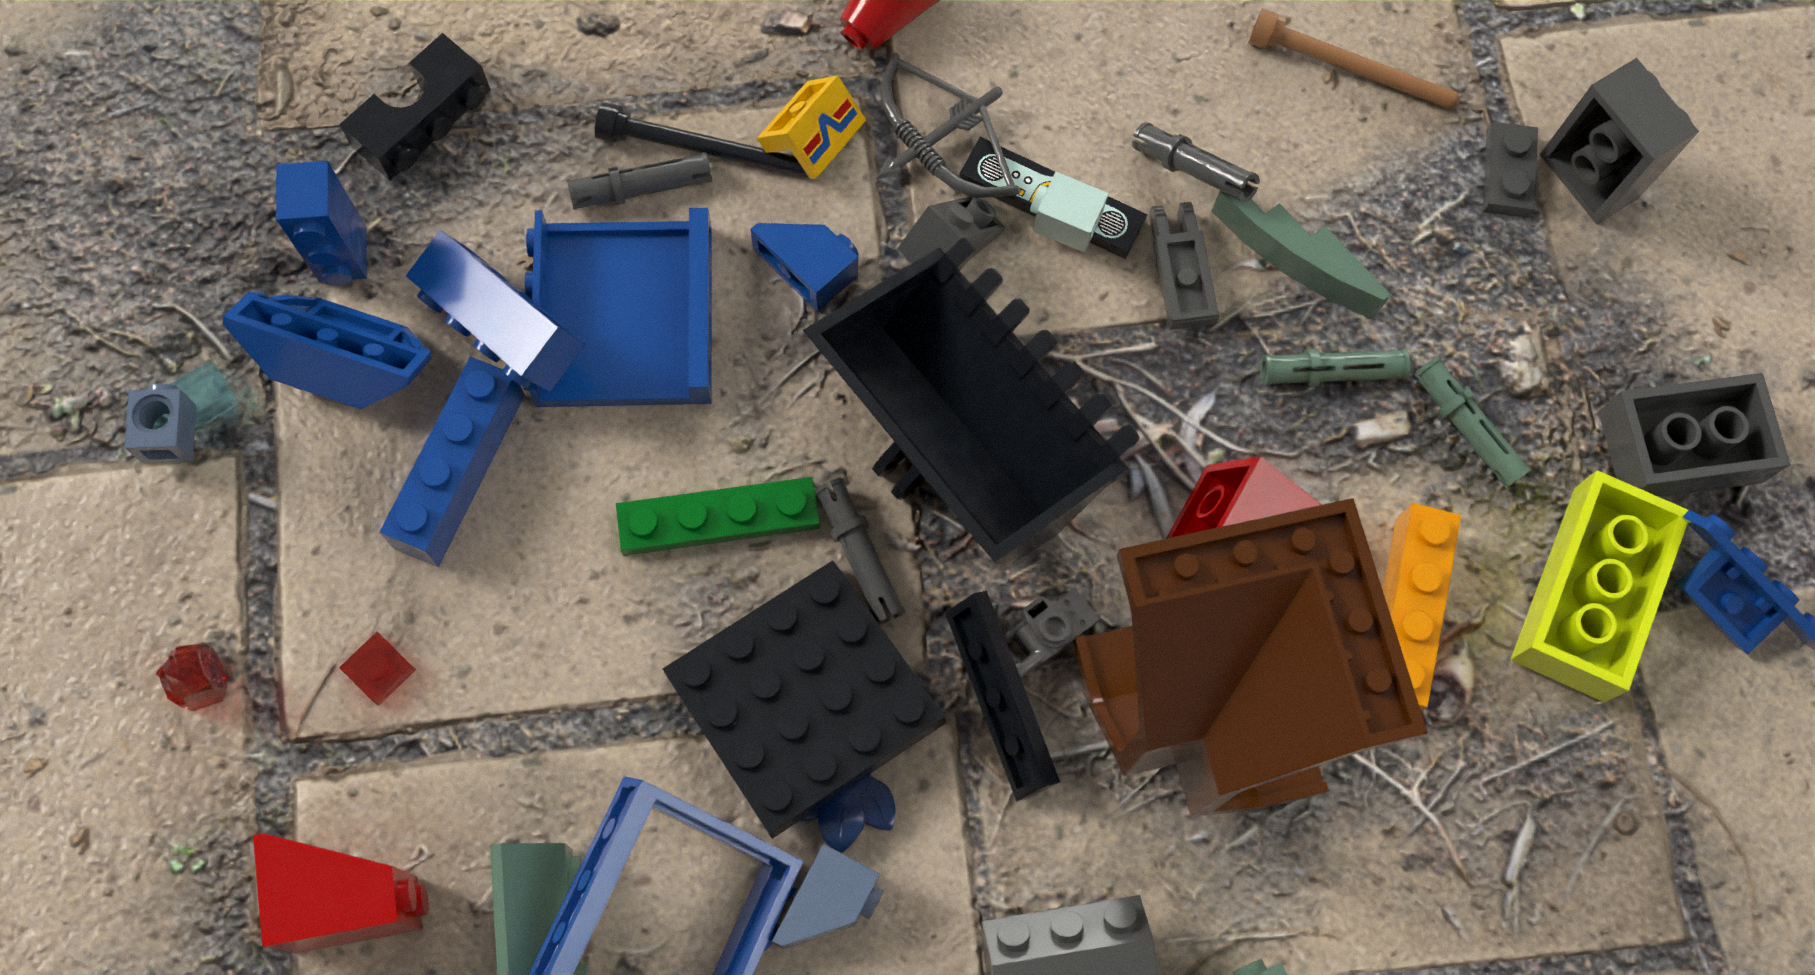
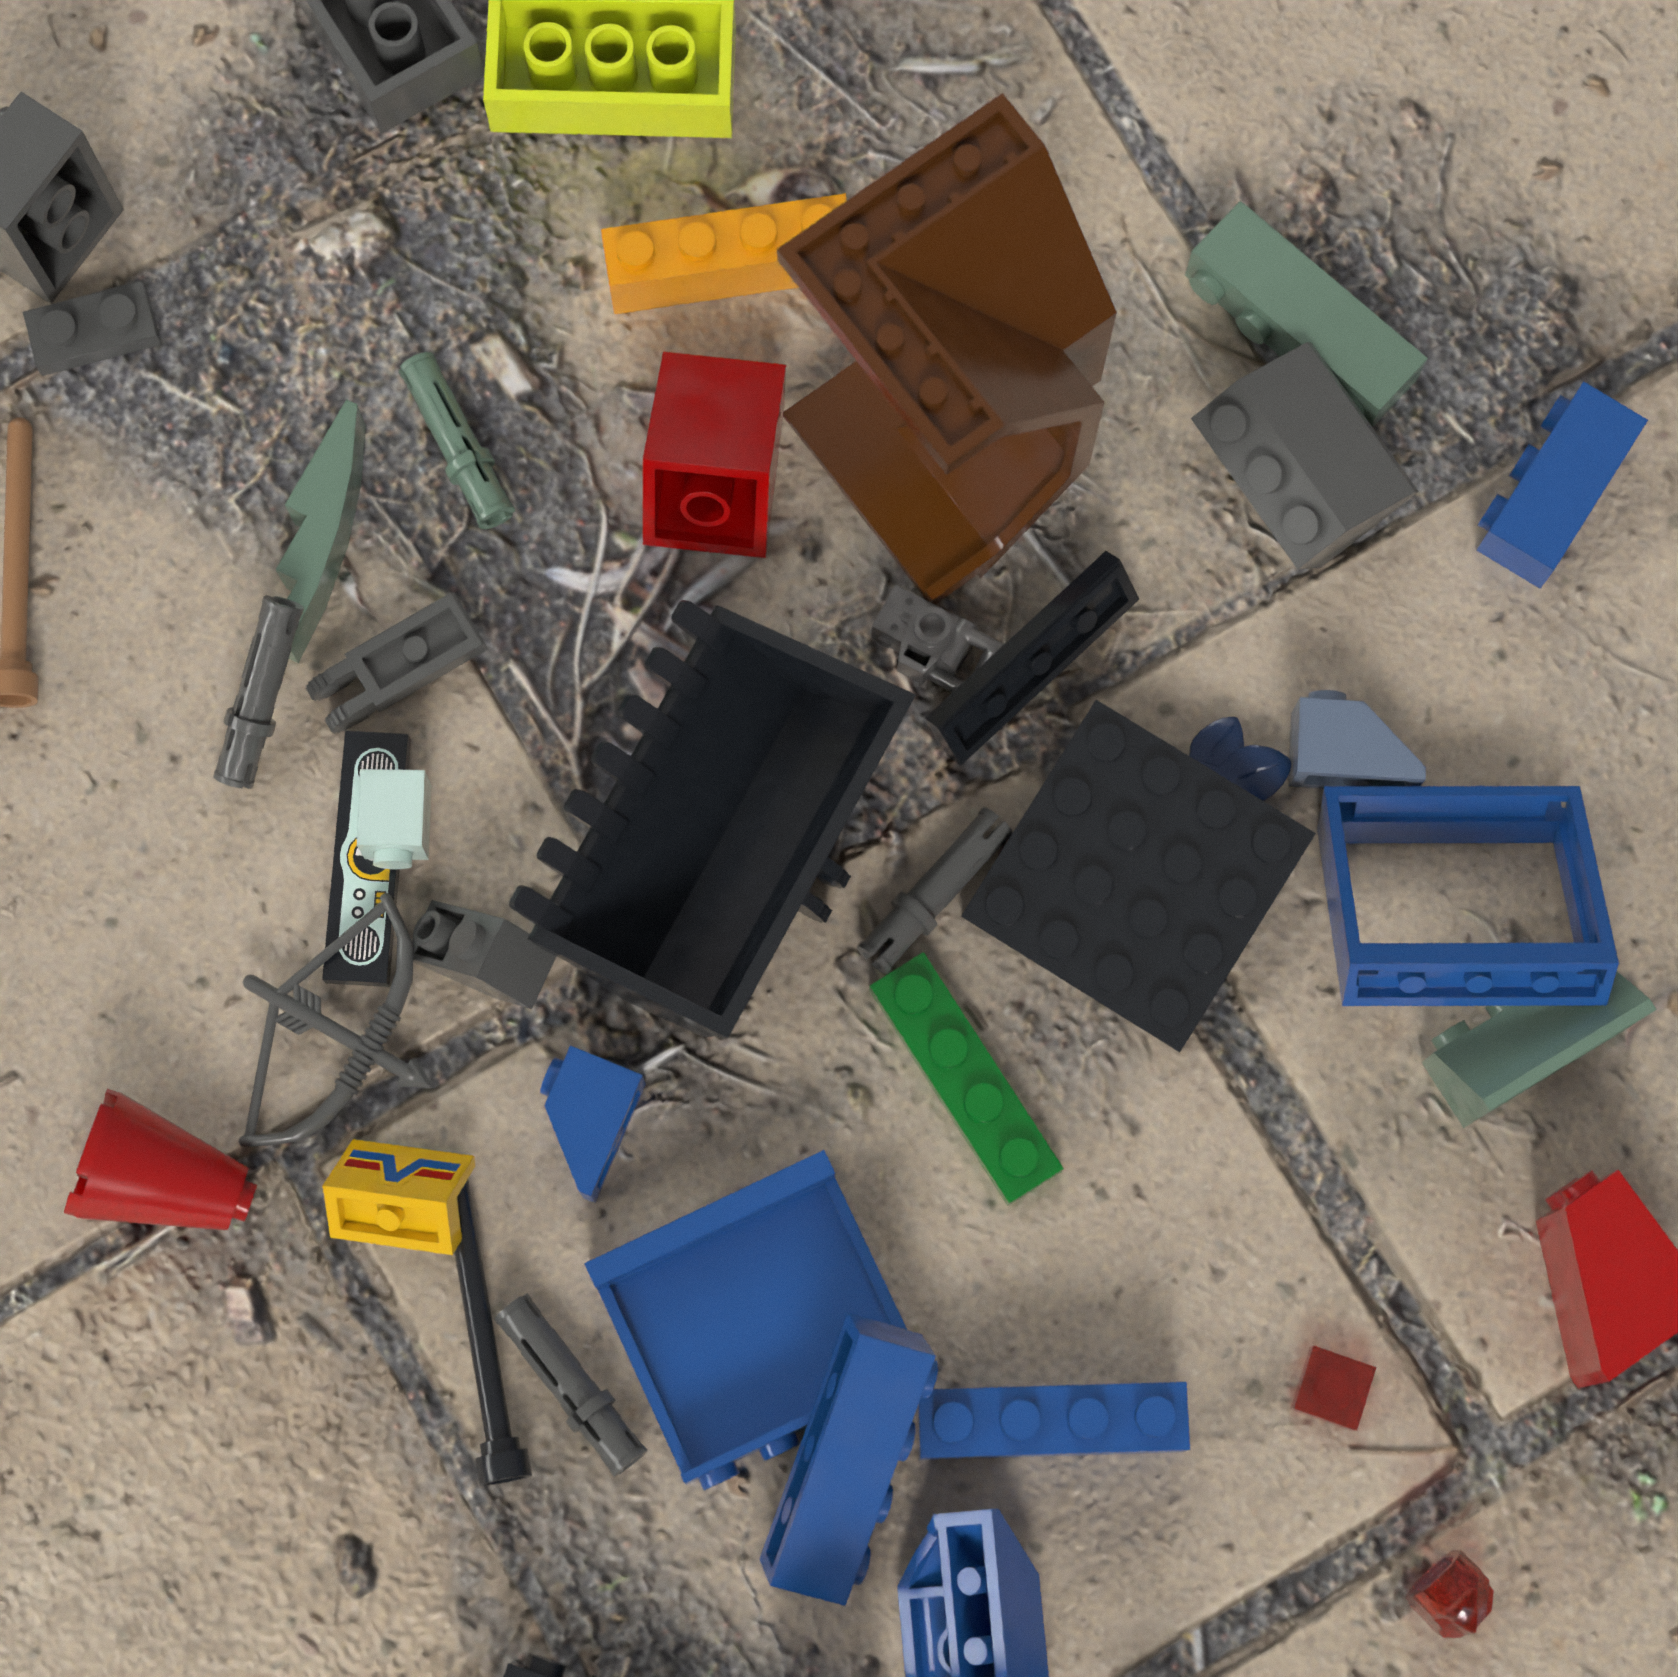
camera: 110 degrees left, 5 degrees up
(1465, 414) = (447, 284): sand green pin -> none

